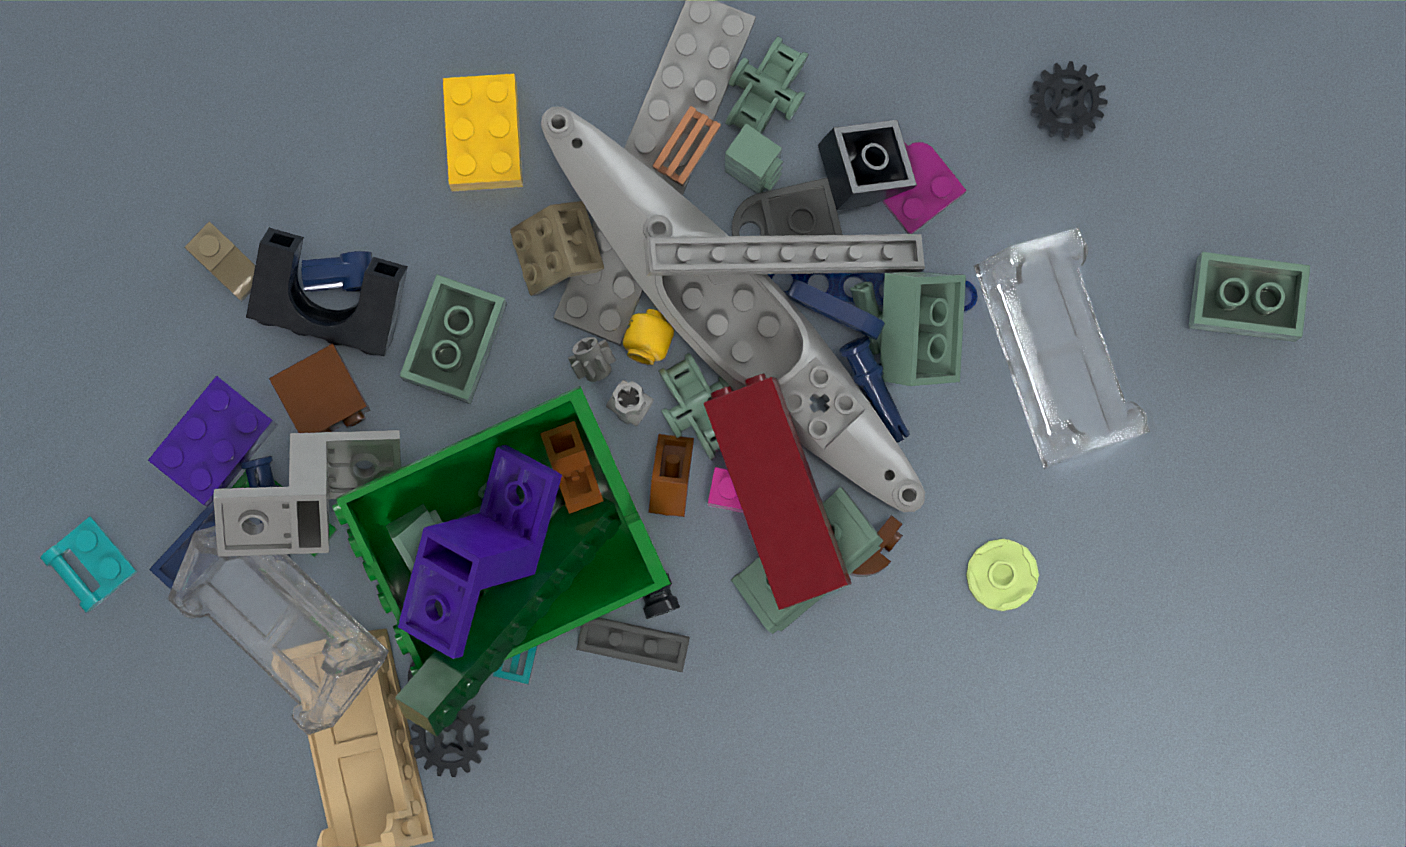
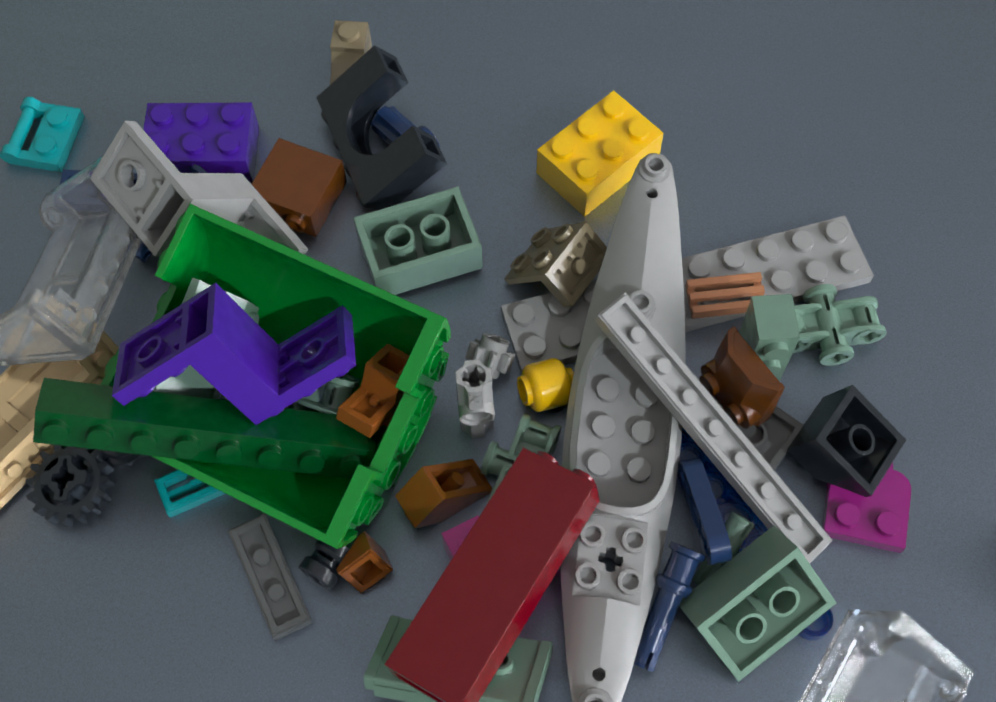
camera: 50 degrees right, 20 degrees down
(681, 569) = (364, 563): none -> dark orange slope
(766, 203) = (741, 382): none -> reddish brown slope

